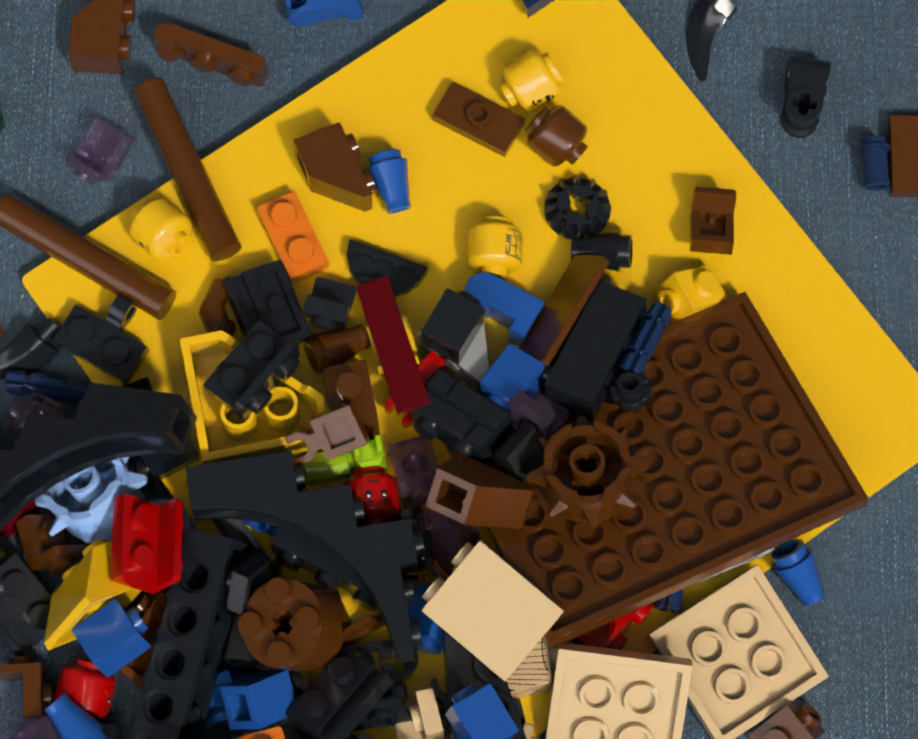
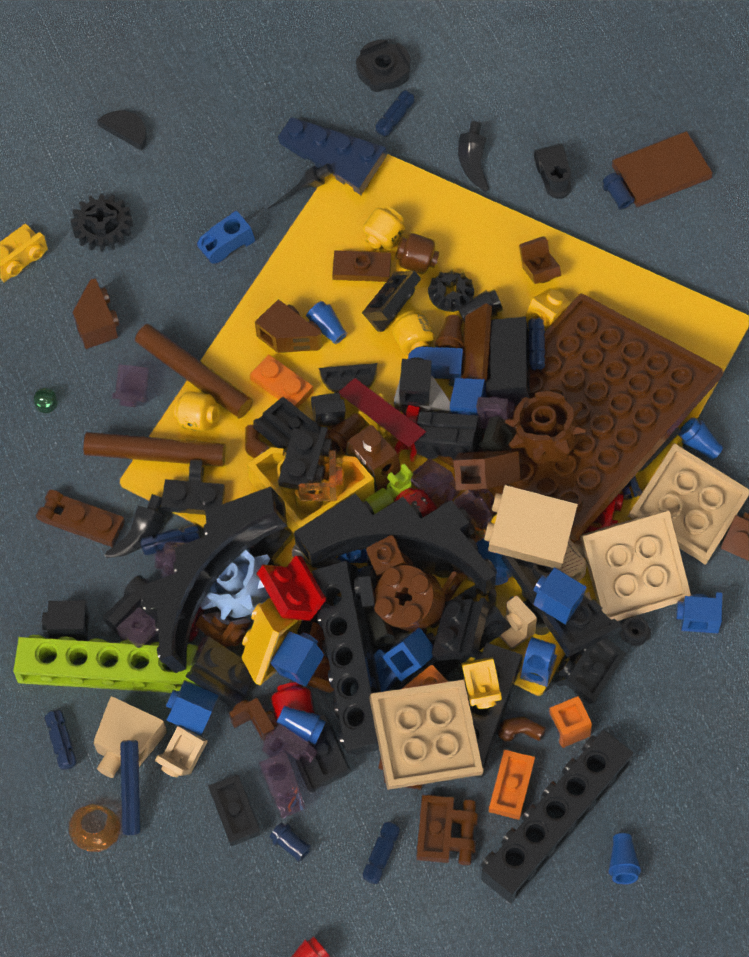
camera: 20 degrees left, 10 degrees down
(210, 55) = (170, 300): reddish brown plate -> none
(275, 416) = (329, 490): none -> clear orange bracket
(289, 558) = (387, 555): none -> reddish brown bracket
(333, 430) = (376, 471): reddish brown plate -> none
(488, 186) = (391, 299): none -> black bracket
(543, 273) = (451, 333): none -> reddish brown cone
(630, 399) = (543, 375): black plate -> none

